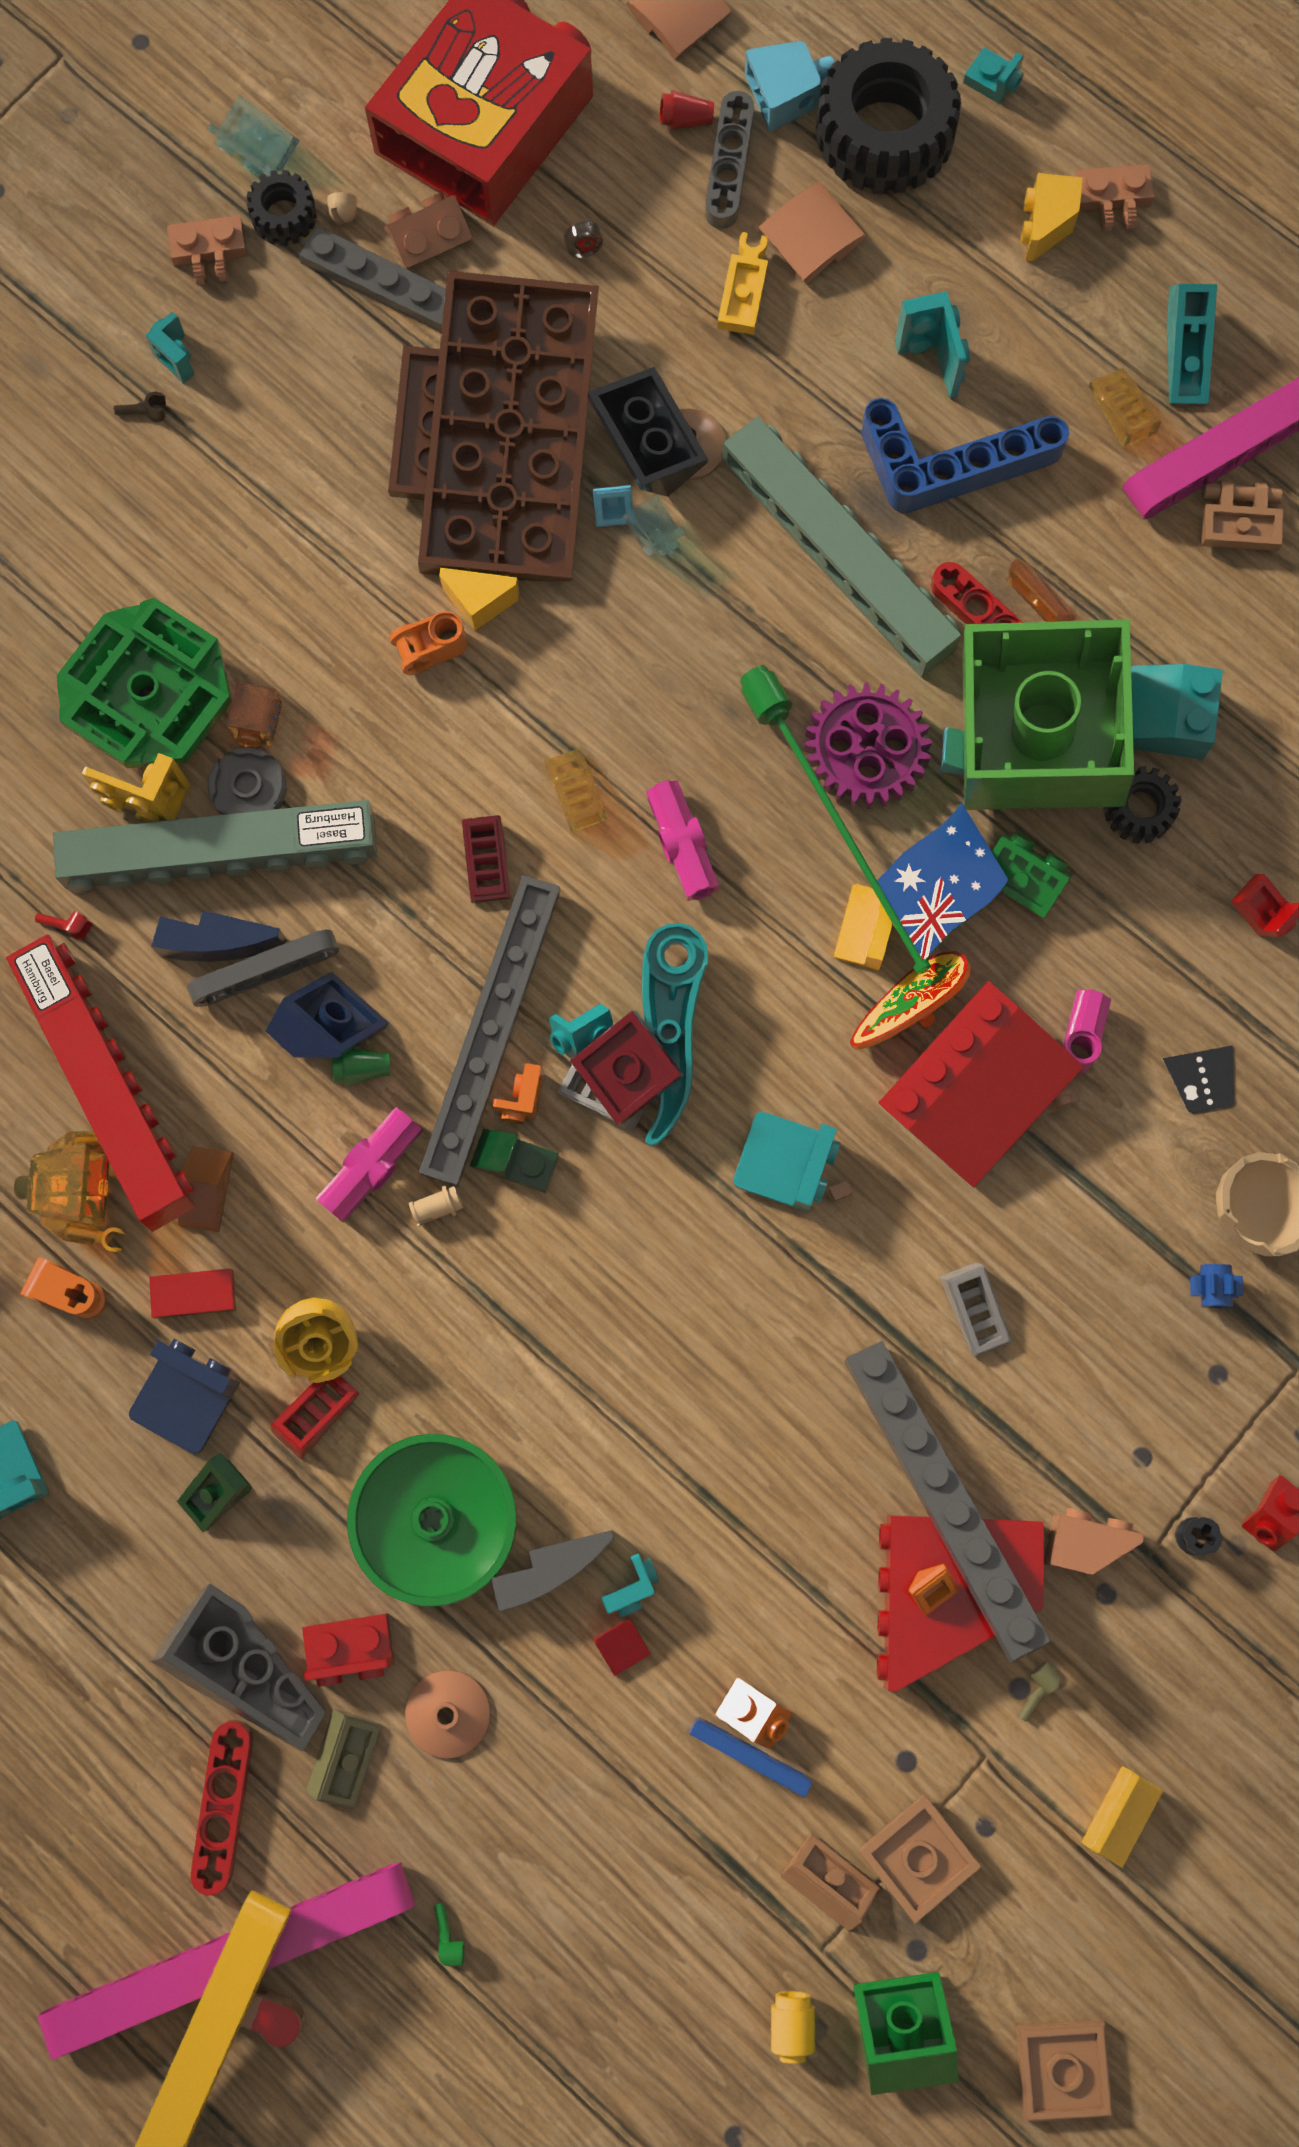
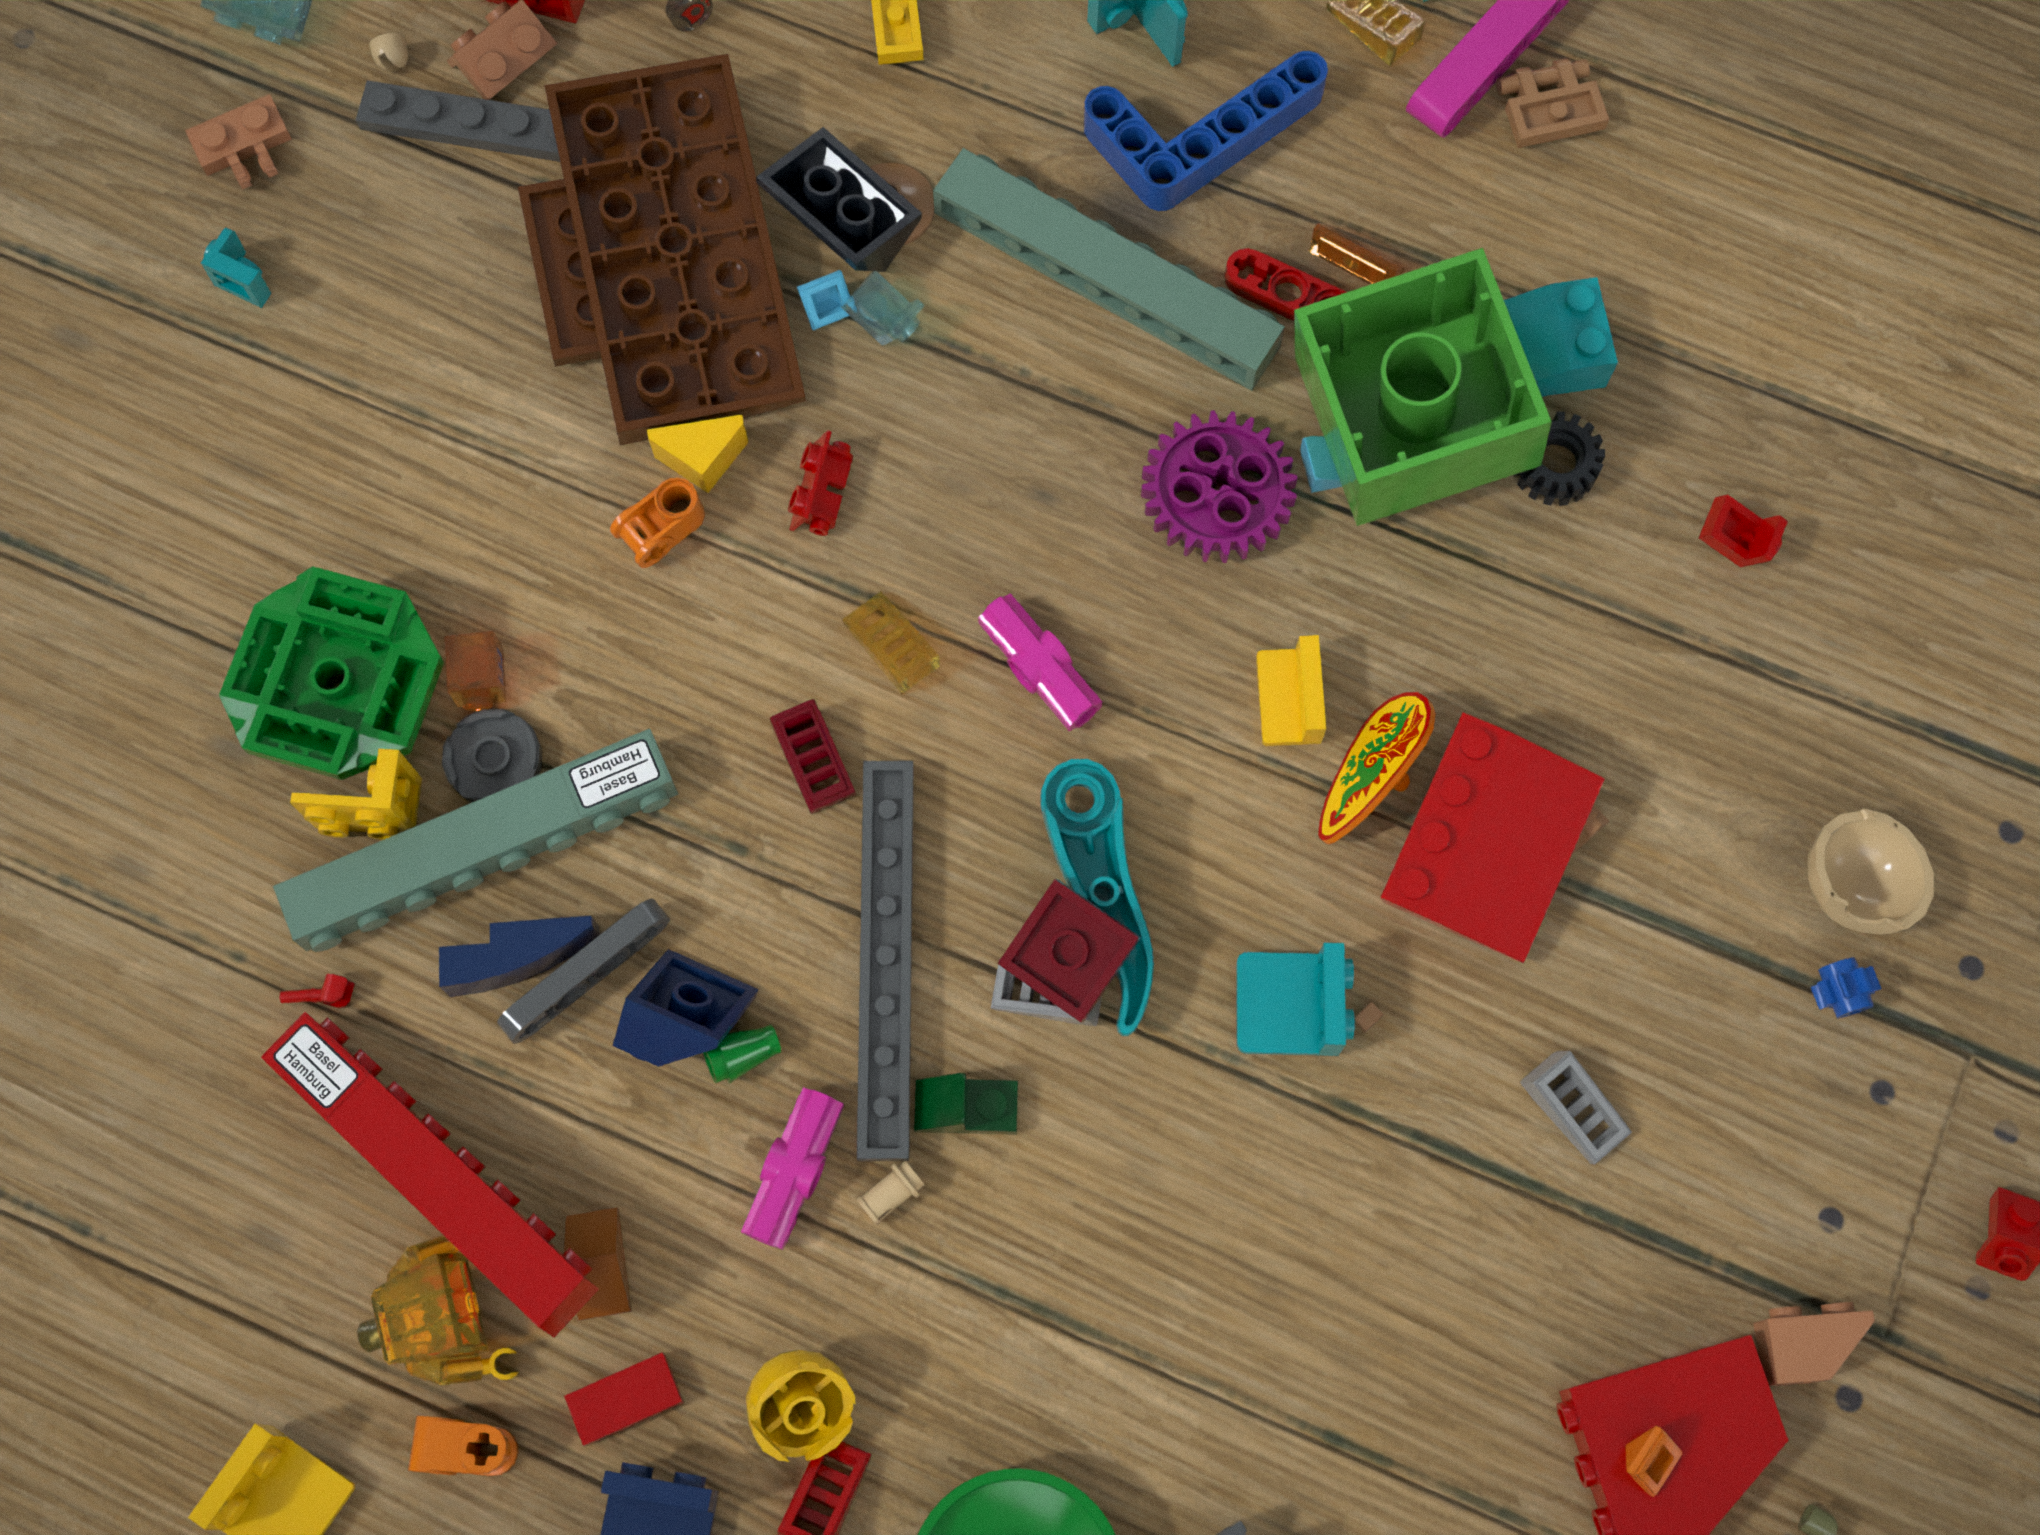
camera: 20 degrees left, 5 degrees down
(151, 399) = (236, 353): dark brown hand -> none
(278, 188) = (311, 49): black tyre -> none
(527, 1090) = (952, 1015): orange bracket -> none
(568, 637) = (811, 501): none -> red hinge
(576, 1035) = (997, 928): teal bracket -> none
(934, 881) = (1354, 618): flag -> none
(947, 1503) = (1631, 1351): dark grey plate -> none
(1032, 878) = (1453, 578): green bracket -> none
(1087, 1025) = (1587, 728): dark pink piece -> none
(1204, 1078) = (1740, 751): black sticker -> none
(1210, 1531) = (1942, 1280): black bush -> none

